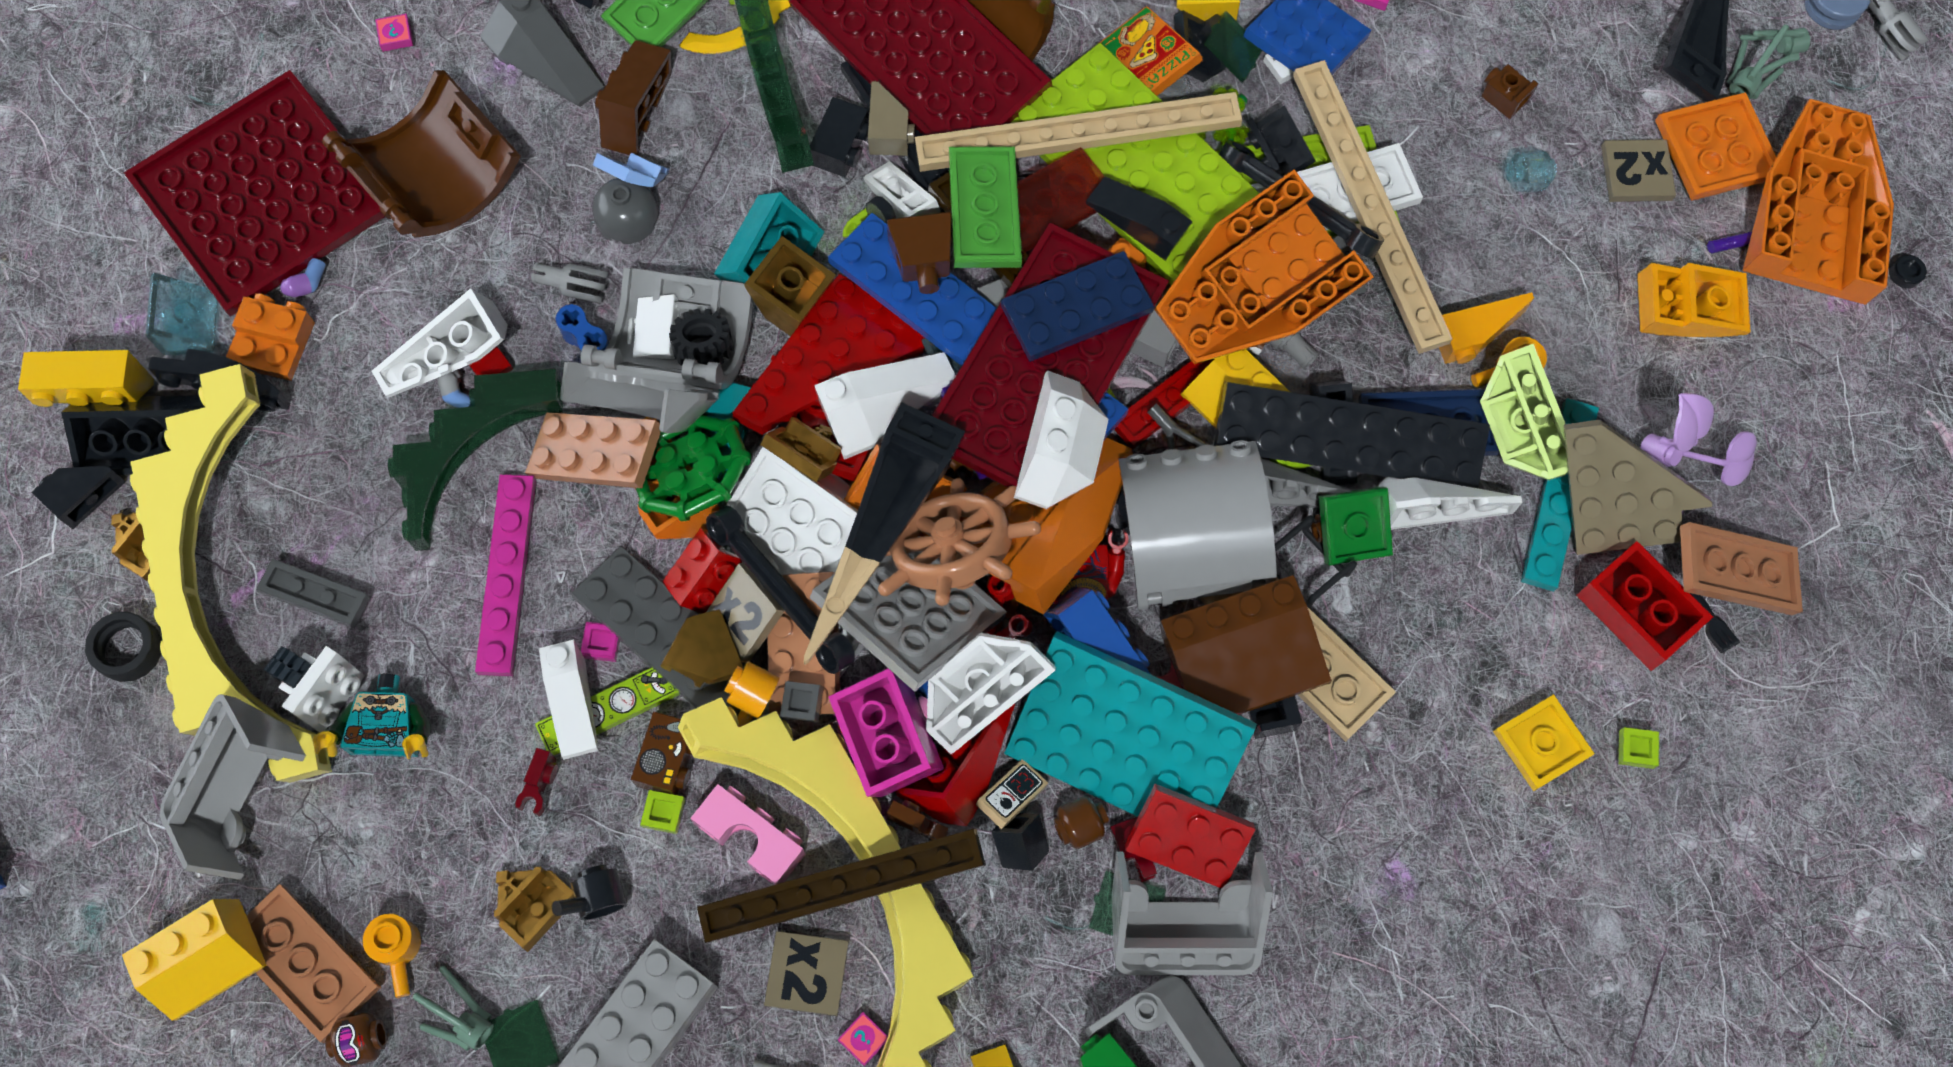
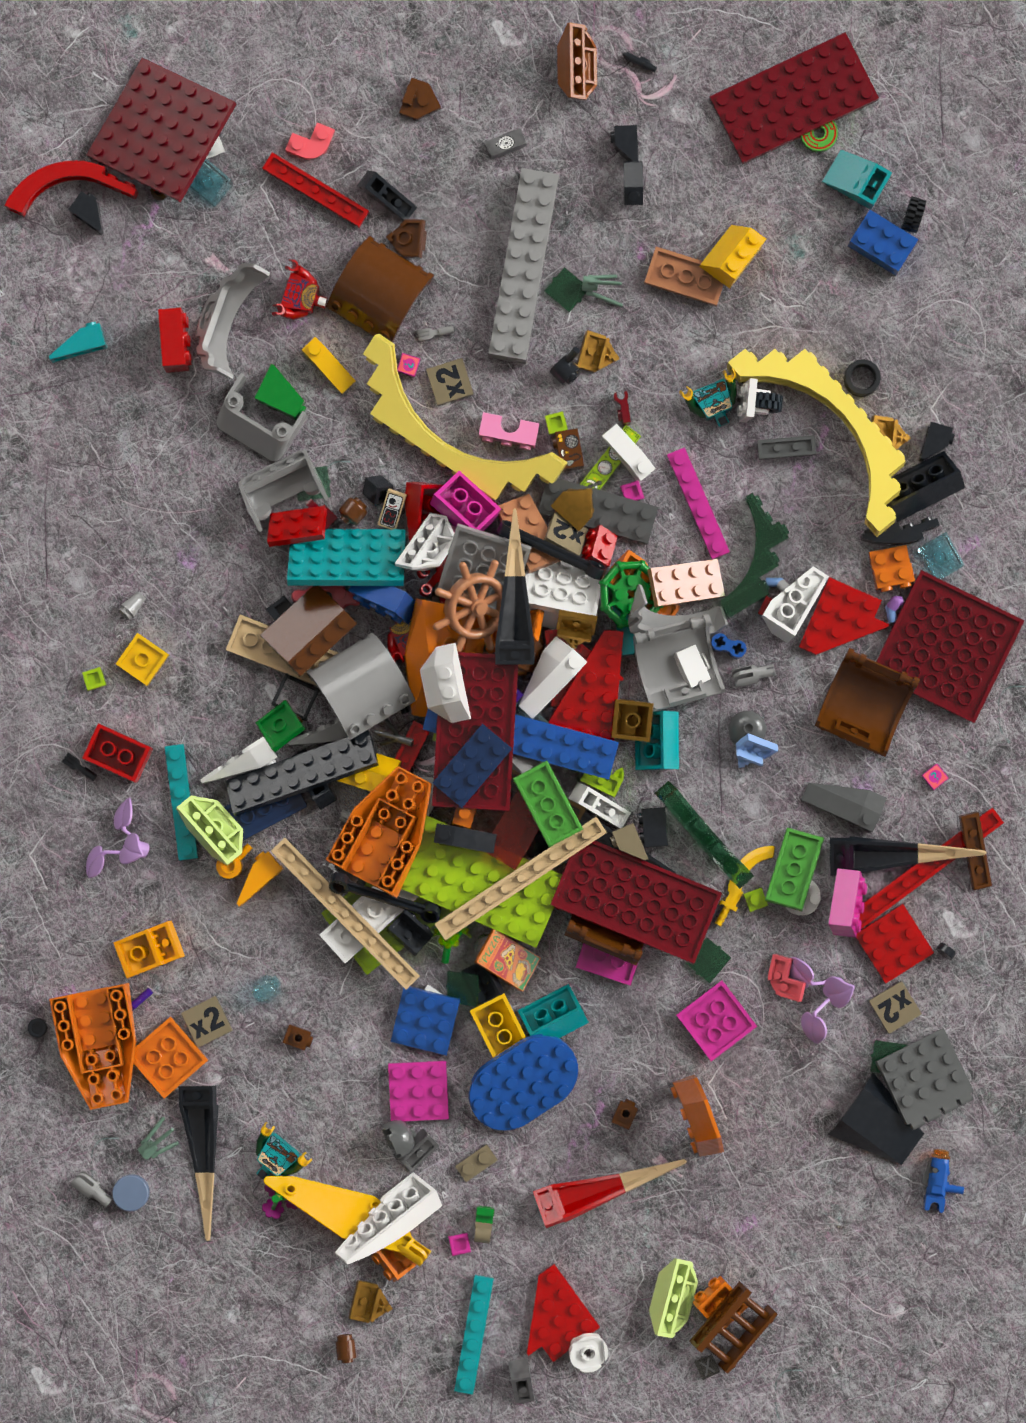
camera: 160 degrees right, 15 degrees up
(83, 377) = (962, 493): yellow slope -> none
(215, 781) = (774, 333): light grey windscreen -> none
(356, 1040) = (639, 255): reddish brown head -> none
(388, 302) = (840, 618): none -> red wing
(393, 943) = (649, 303): light orange piece -> none
(630, 94) = (779, 798): reddish brown wedge -> none
(698, 326) = (670, 674): black tyre -> none
(750, 691) = (540, 496): light orange piece -> none
(801, 701) = (513, 500): dark grey plate -> none
(841, 885) = (451, 423): dark brown plate -> none
(881, 208) = (605, 786): black tile -> none
(910, 817) = (436, 476): reddish brown plate -> none
(921, 248) = (568, 762): reddish brown torso -> none
(1529, 840) = (132, 605): none -> light grey cone
(1622, 492) = (150, 802): dark tan wing -> none
(1740, 569) = (75, 795): nougat plate -> none
(1749, 79) = (164, 1109): sand green plant -> none

